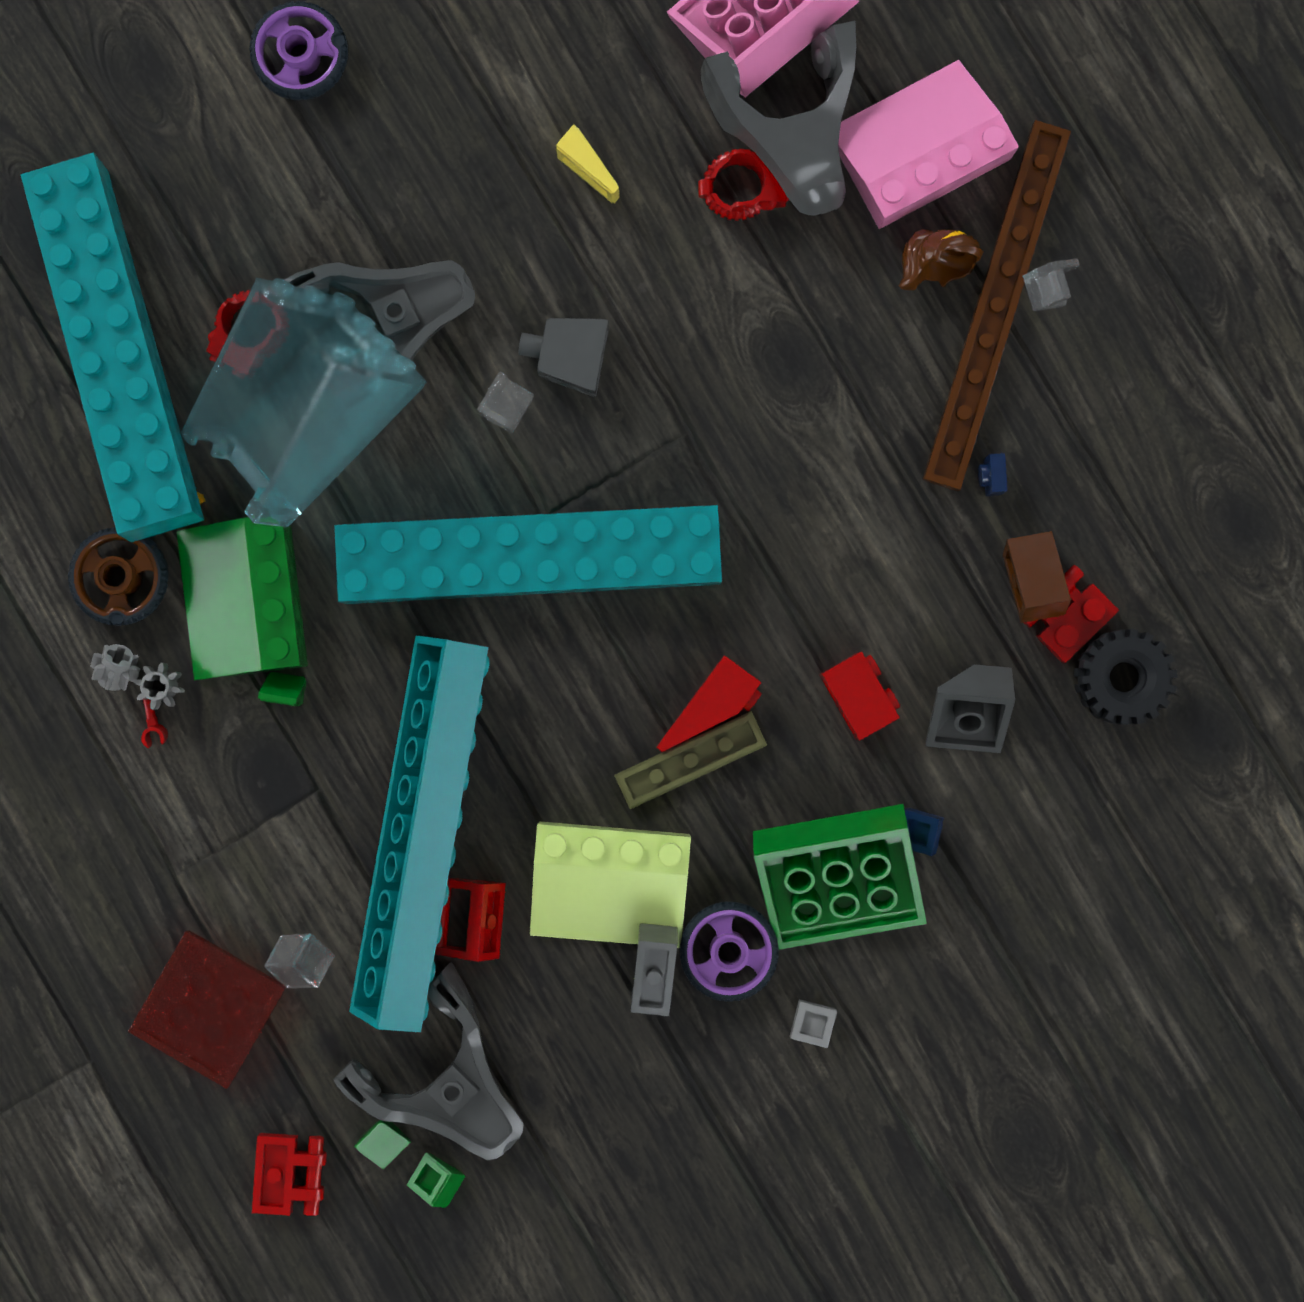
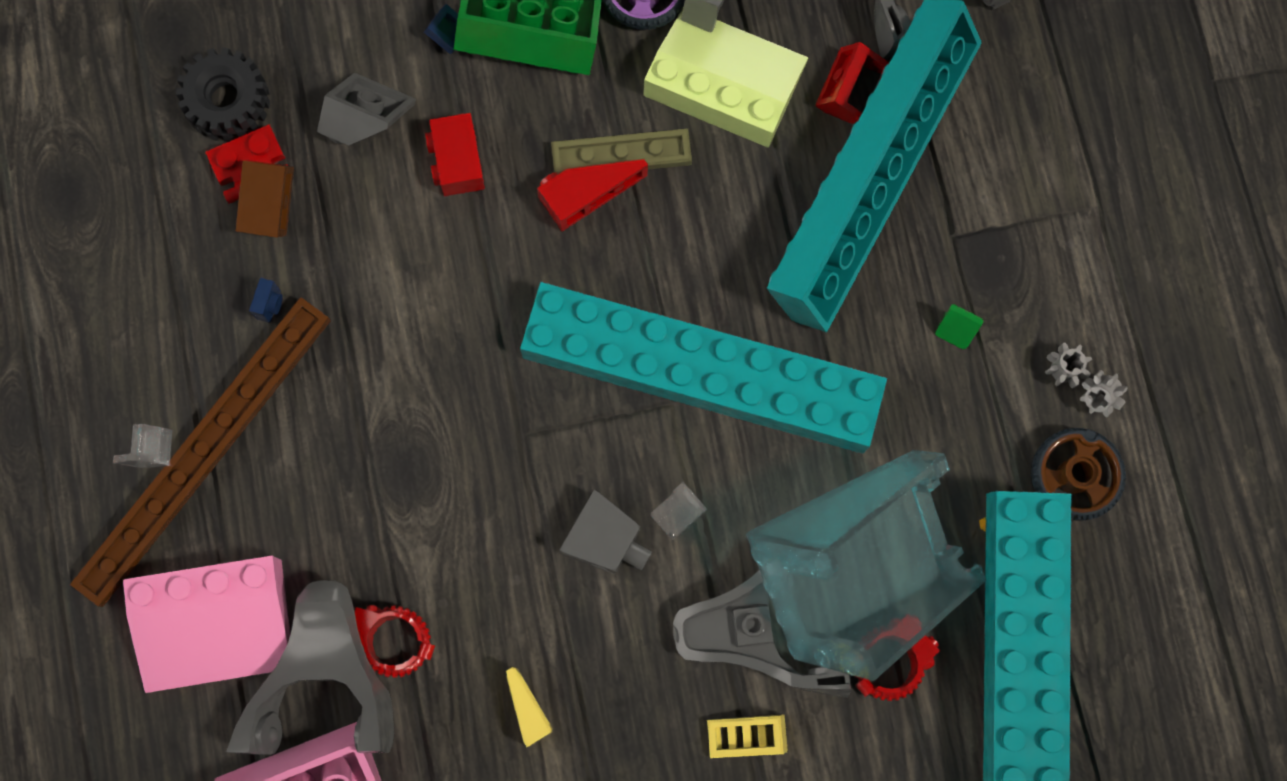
camera: 165 degrees left, 10 degrees down
(152, 725) = (1082, 333): red hand -> none
(207, 1009) = (1101, 85): clear red plate -> none
(241, 598) = (974, 413): green slope -> none
(299, 961) = (1011, 98): clear panel -> none
(372, 224) = (779, 734): none -> light yellow slope
(938, 257) = (238, 511): reddish brown hair -> none

